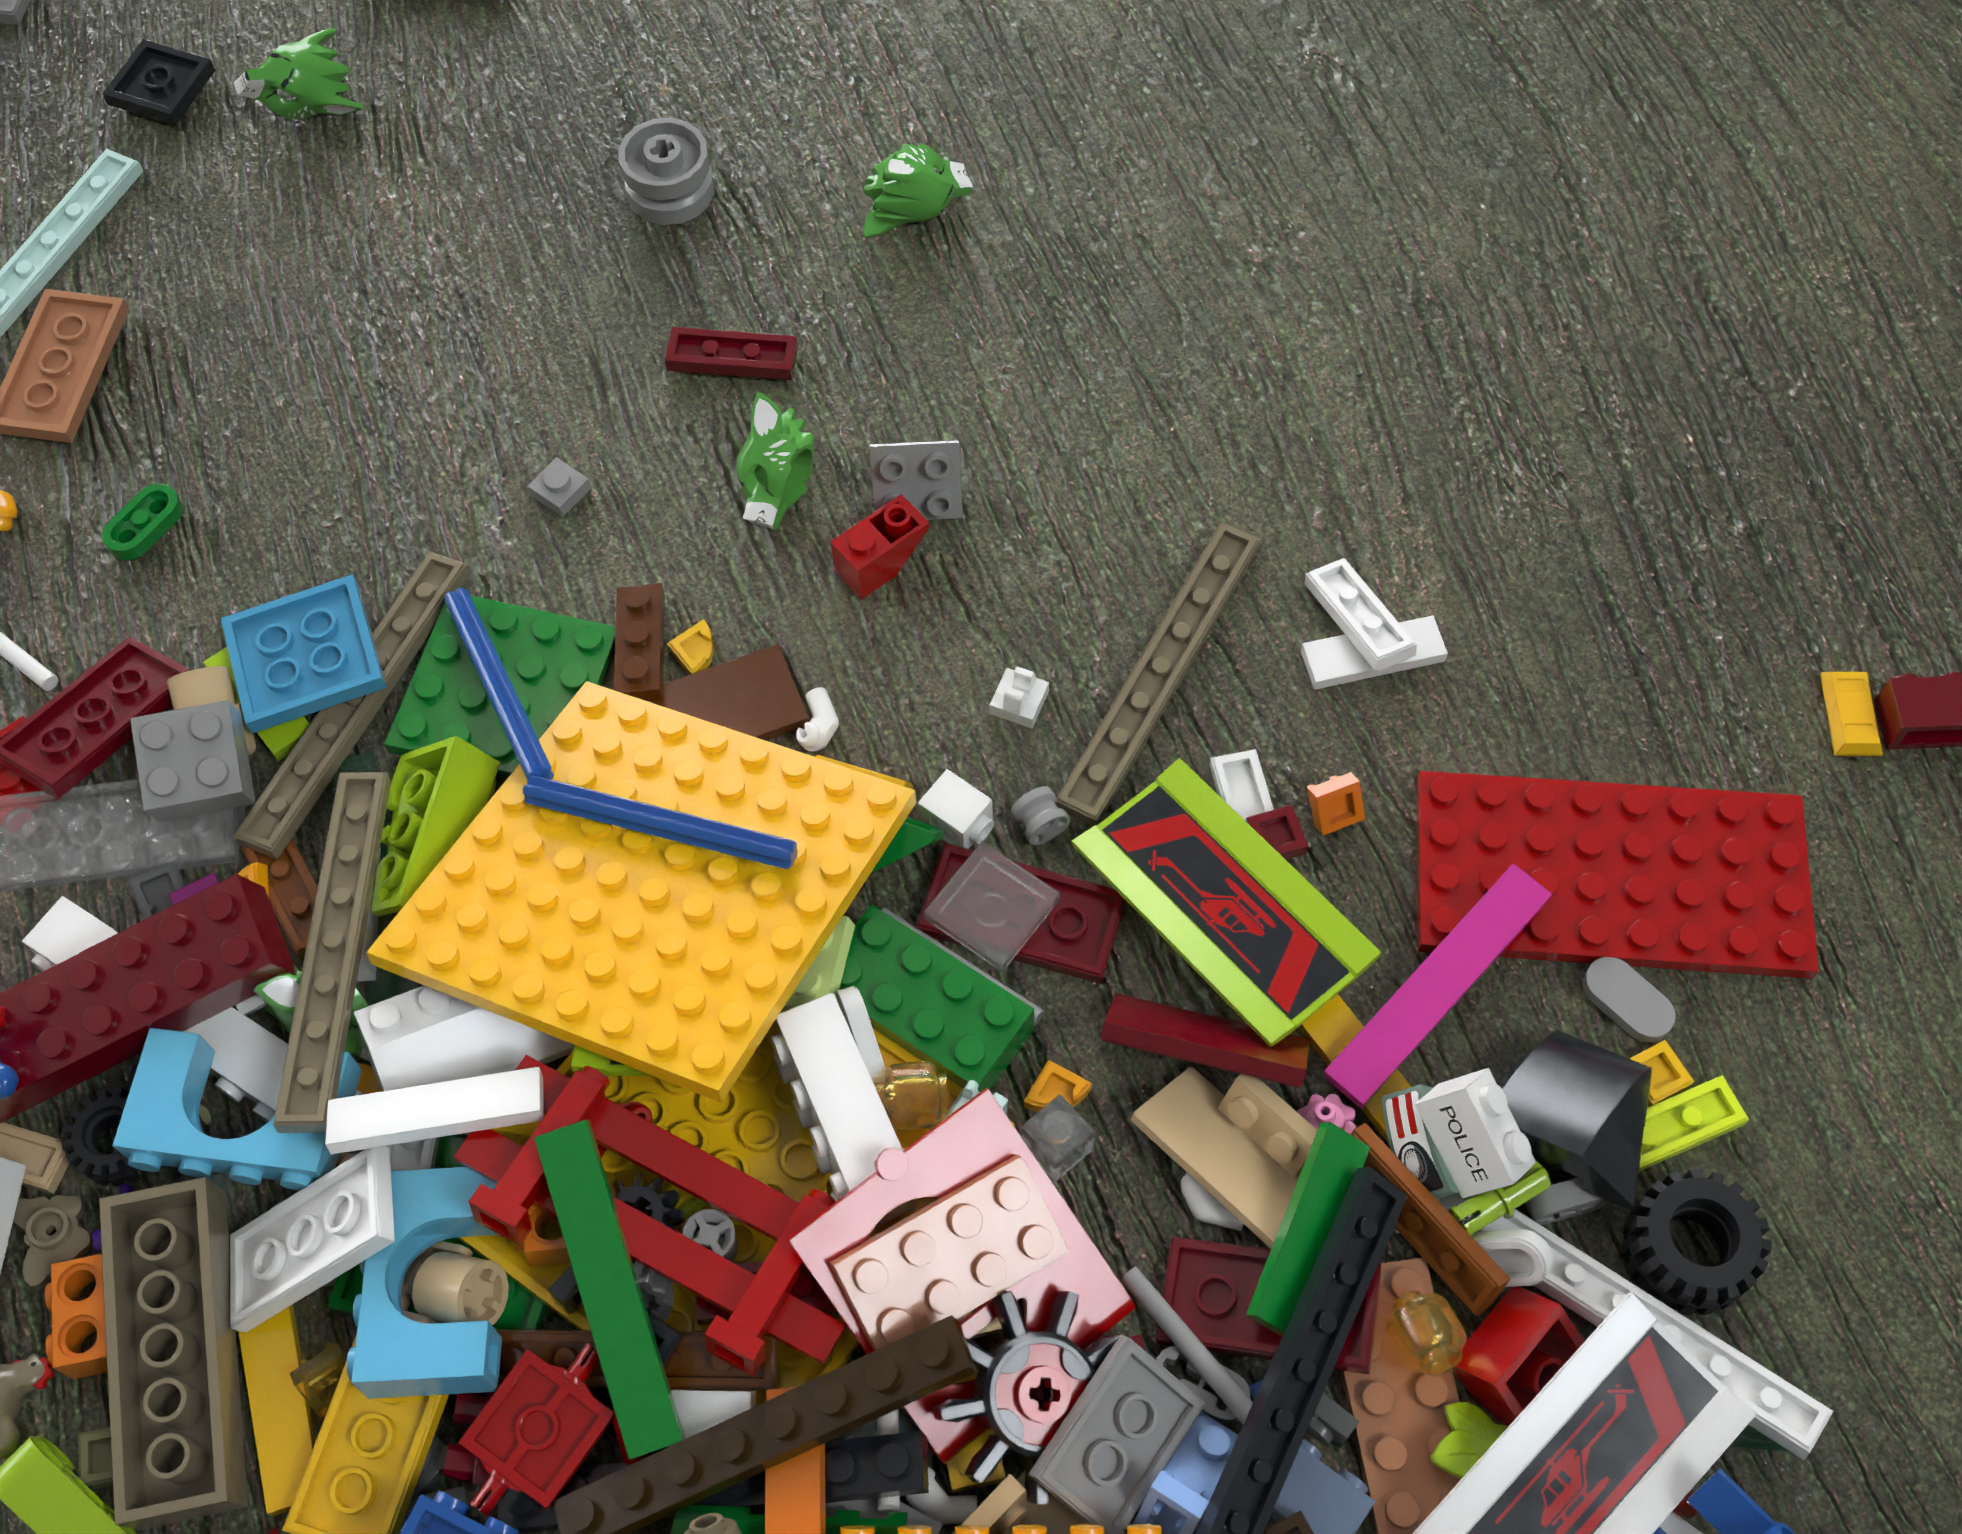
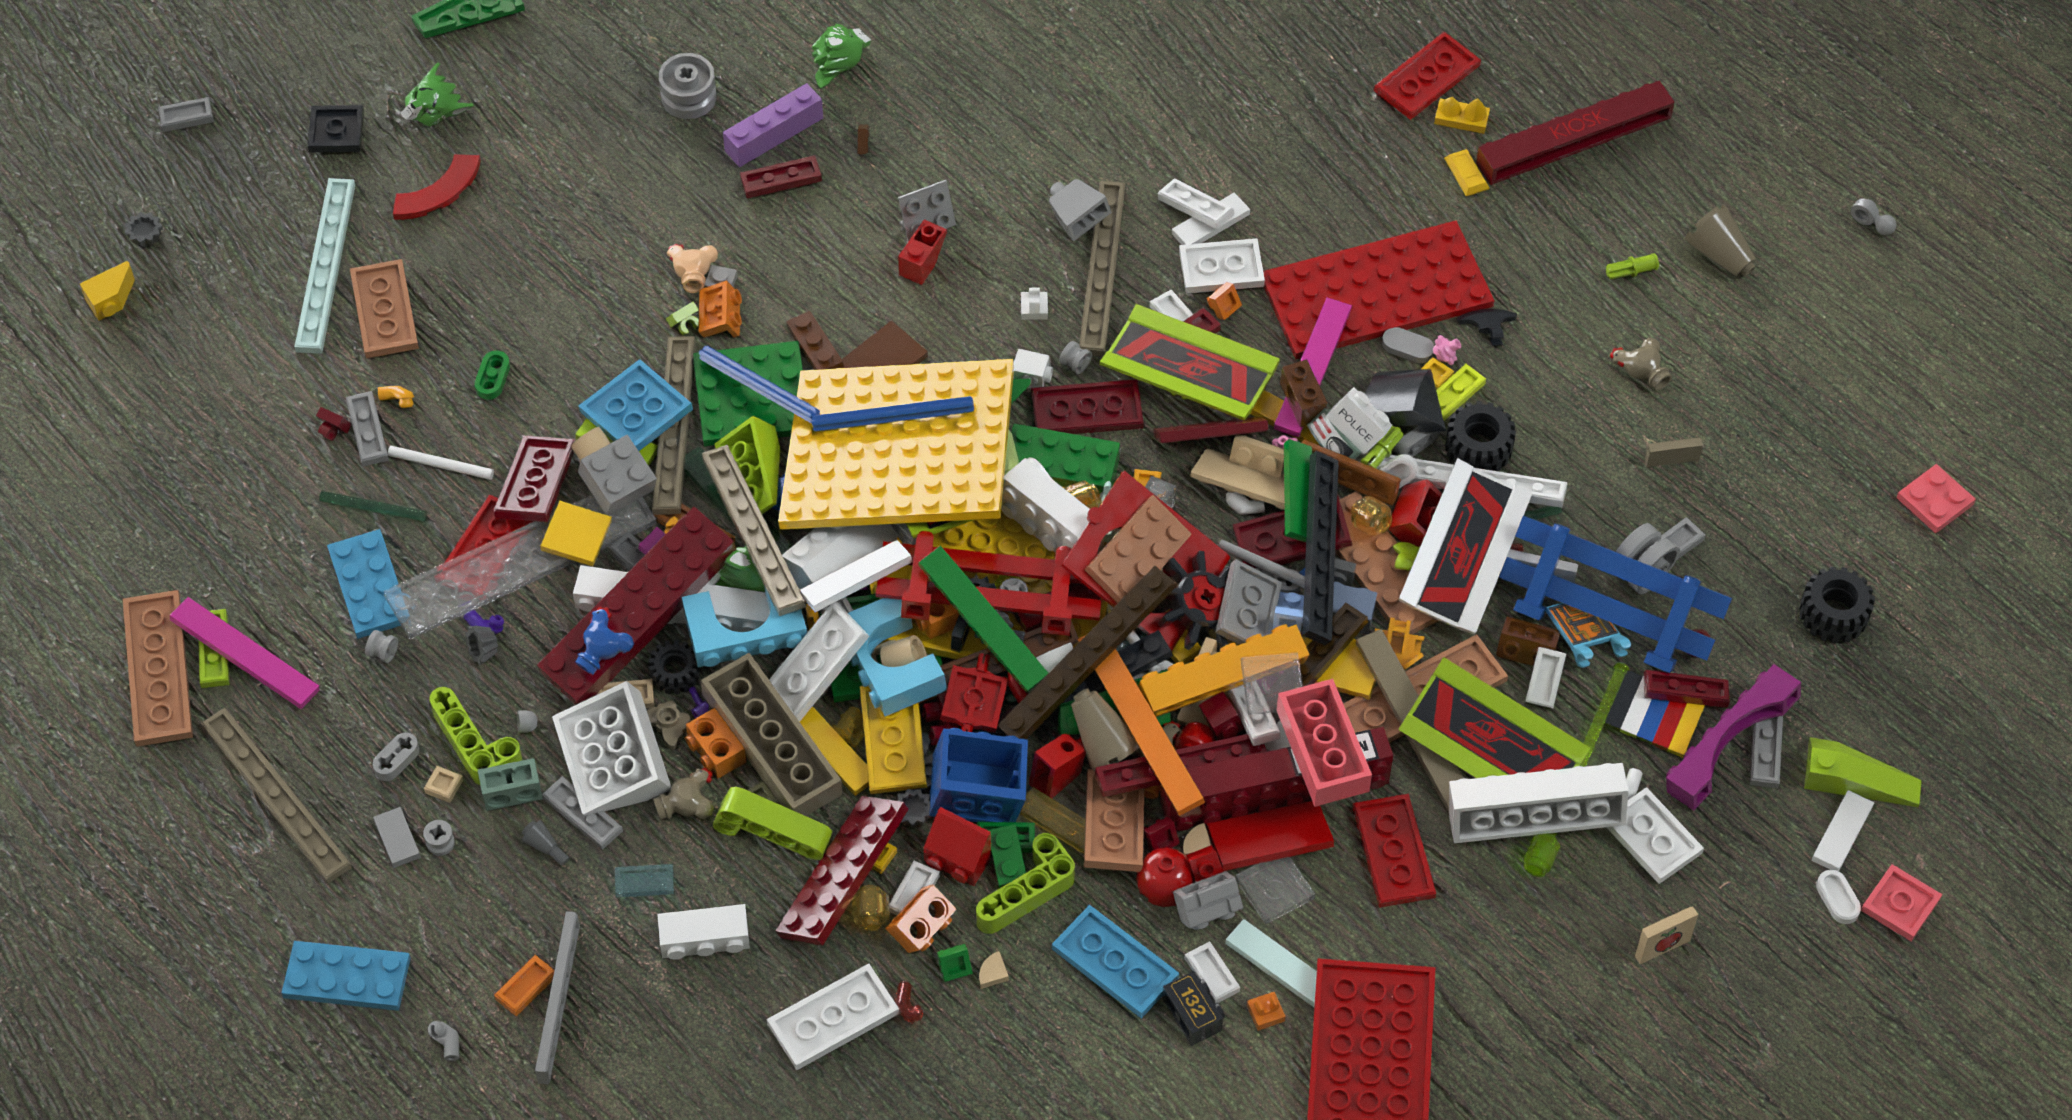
camera: 25 degrees left, 5 degrees down
(88, 836) = (576, 533): none -> yellow tile
(245, 219) = (441, 193): none -> red tile
(465, 525) = (682, 316): none -> lime tile
(525, 449) = (692, 265): none -> light nougat animal
(529, 535) = (719, 309): none -> orange bracket
(693, 648) = (844, 339): yellow tile -> none
(760, 269) = (773, 125): none -> medium lavender brick
(776, 456) = (840, 227): bright green piece -> none
(822, 725) = (935, 350): white arm -> none
(884, 326) = (863, 134): none -> reddish brown tile
(992, 906) = (1072, 407): clear tile -> none
(1160, 555) = (1078, 207): none -> light grey torso
(1359, 733) = (1215, 263): none -> white plate
(1396, 1035) = (1302, 391): none -> reddish brown brick
(1694, 1036) = (1446, 350): none -> bright pink plant
(1793, 1006) = (1488, 322): none -> black piece
(1843, 521) = (1427, 75): none -> red tile
(1880, 610) = (1462, 115): none -> yellow tile

